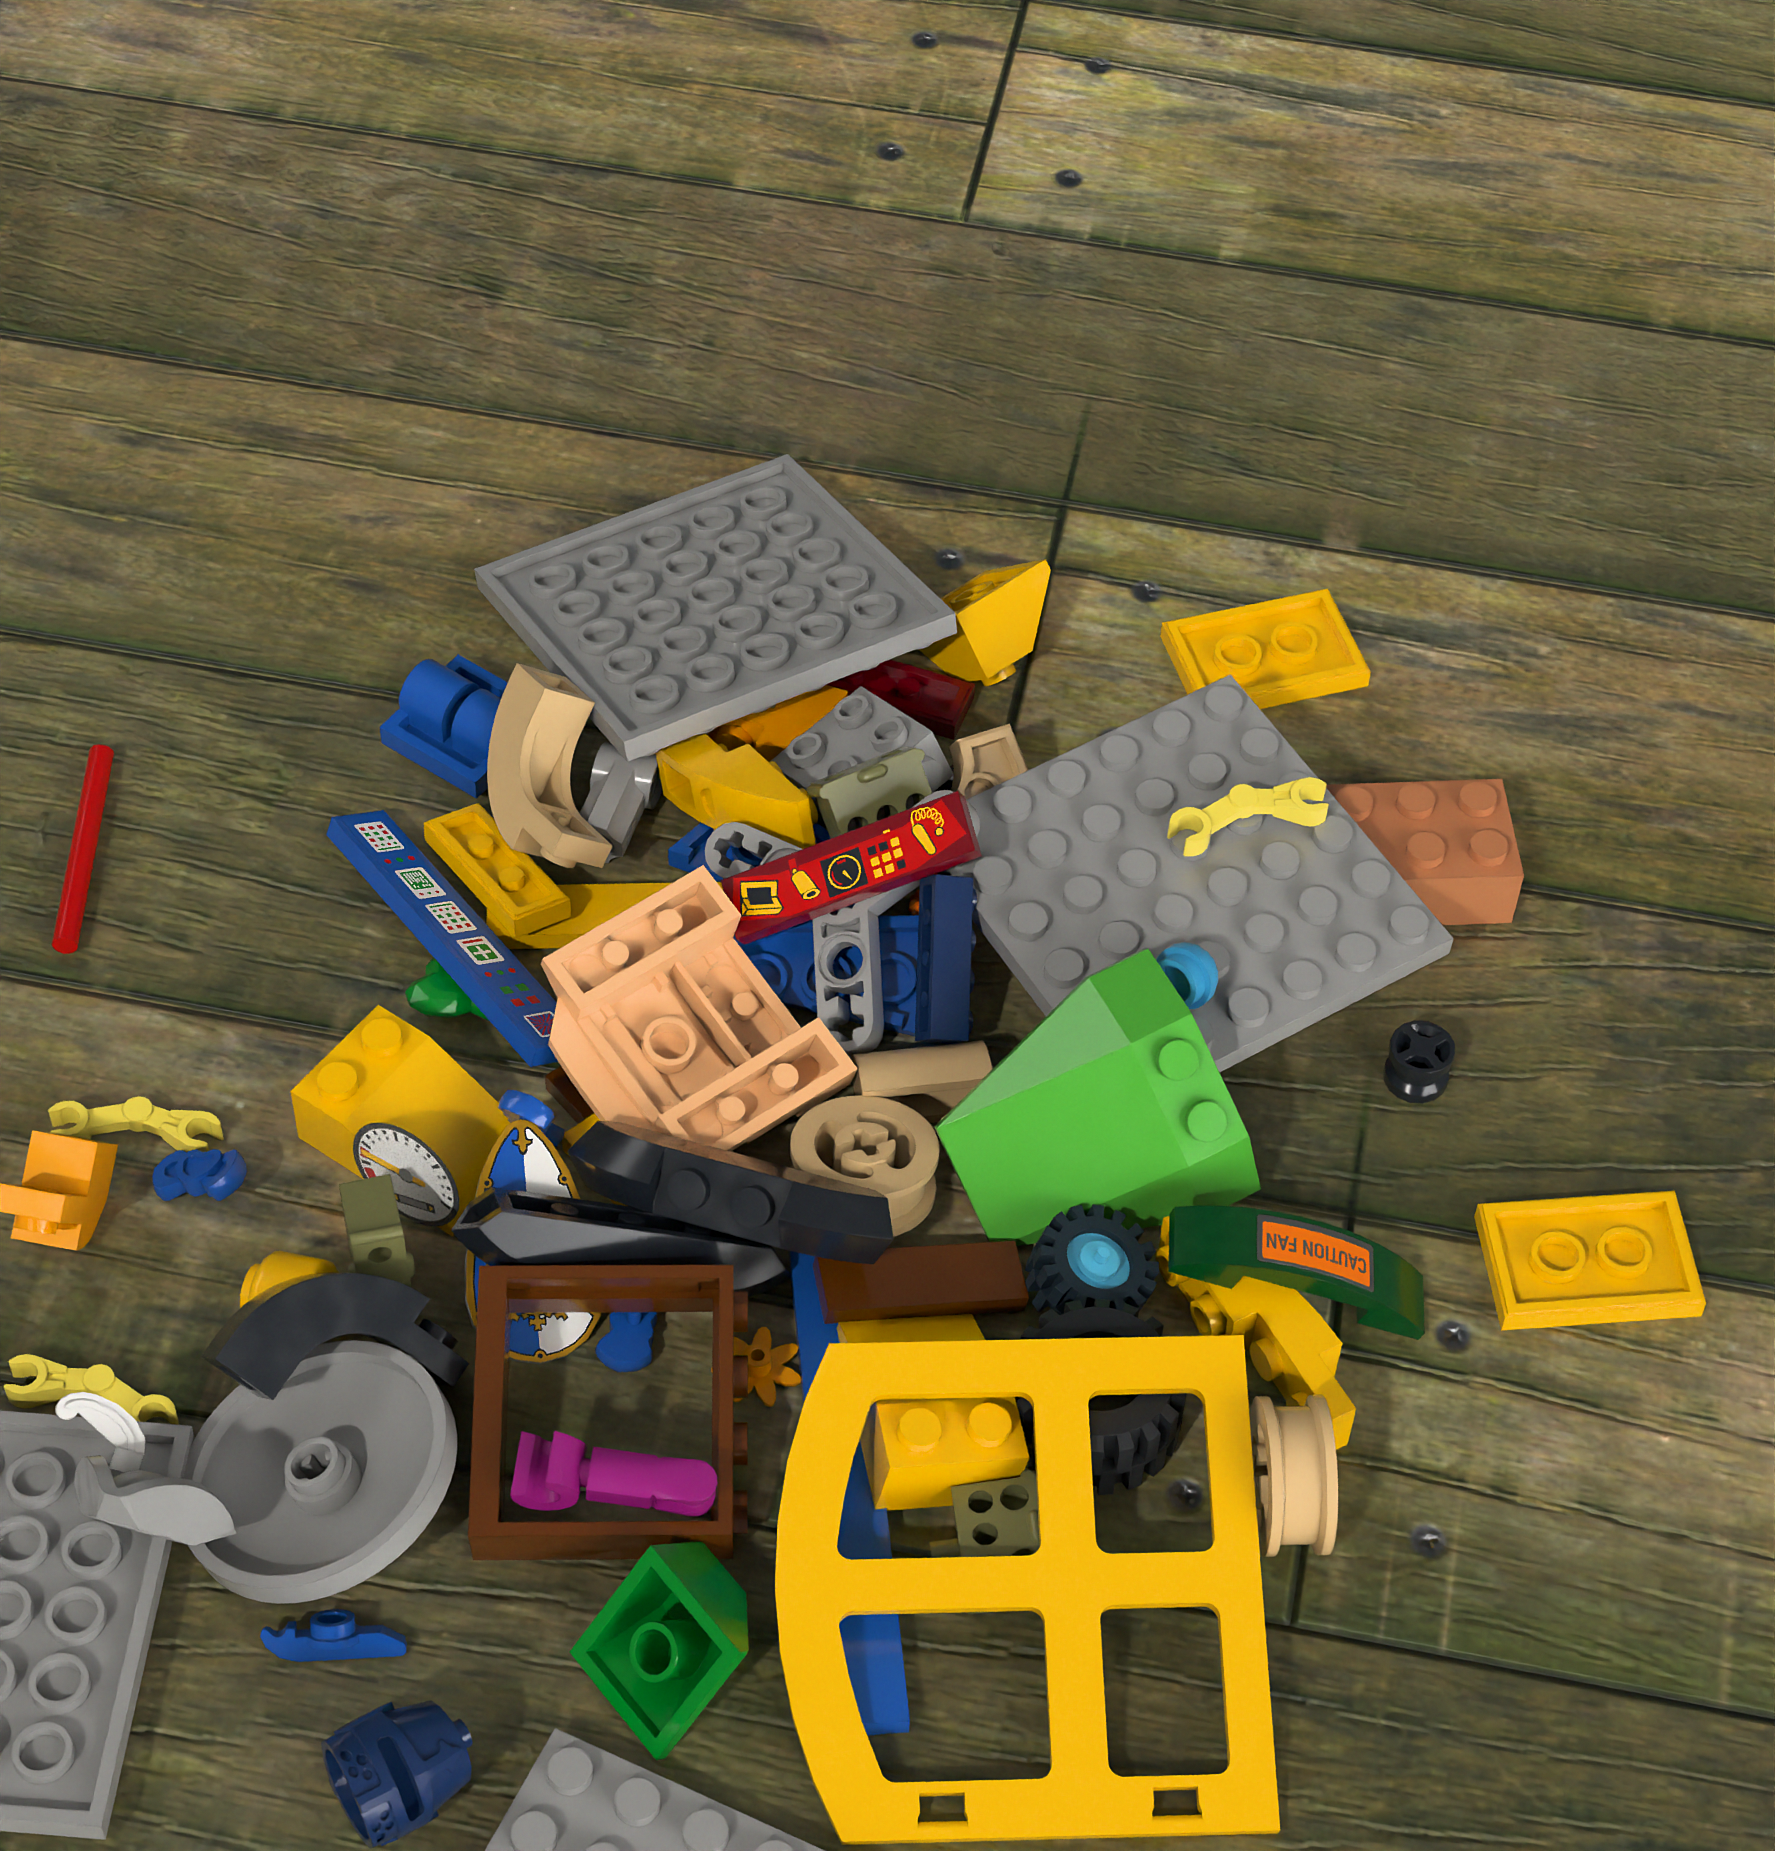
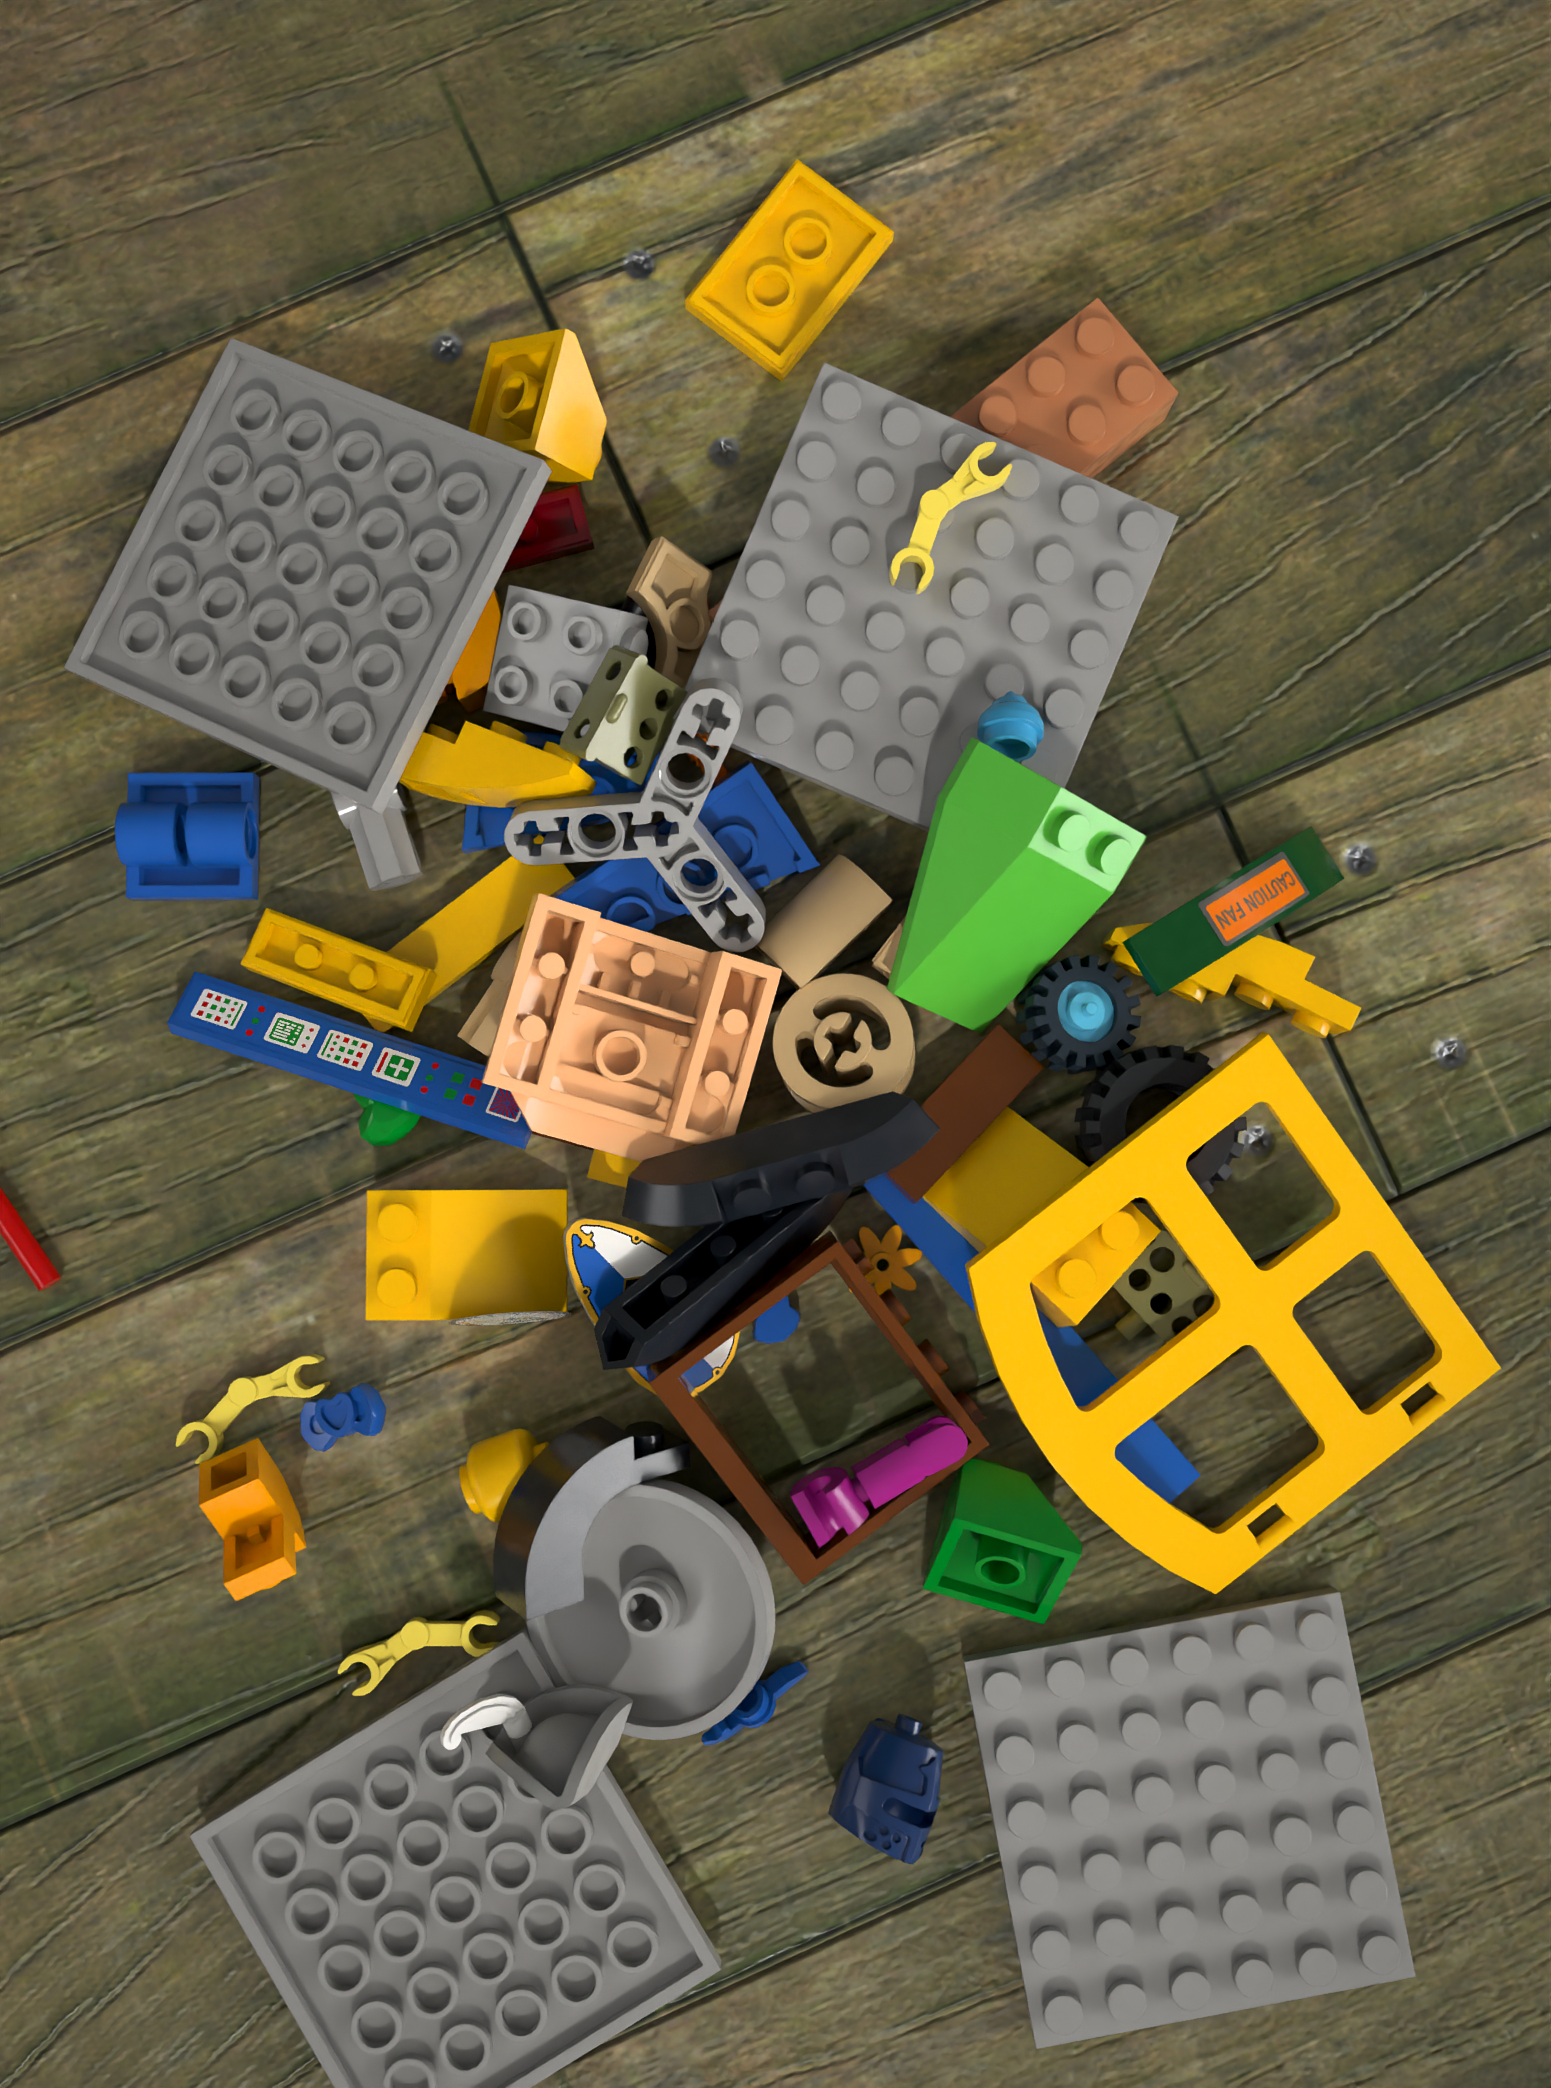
camera: 35 degrees left, 35 degrees up
(375, 1230) = (533, 1391): olive piece -> none
(523, 1106) = (565, 1198): blue piece -> none
(532, 767) = (294, 864): tan arch -> none
(852, 867) = (661, 804): tile -> none
(945, 959) = (781, 821): dark blue piece -> none
(1294, 1475) = (1360, 1100): tan wheel -> none
(1422, 1046) = (1198, 615): black wheel -> none
(1589, 1260) = (1423, 721): yellow tile -> none

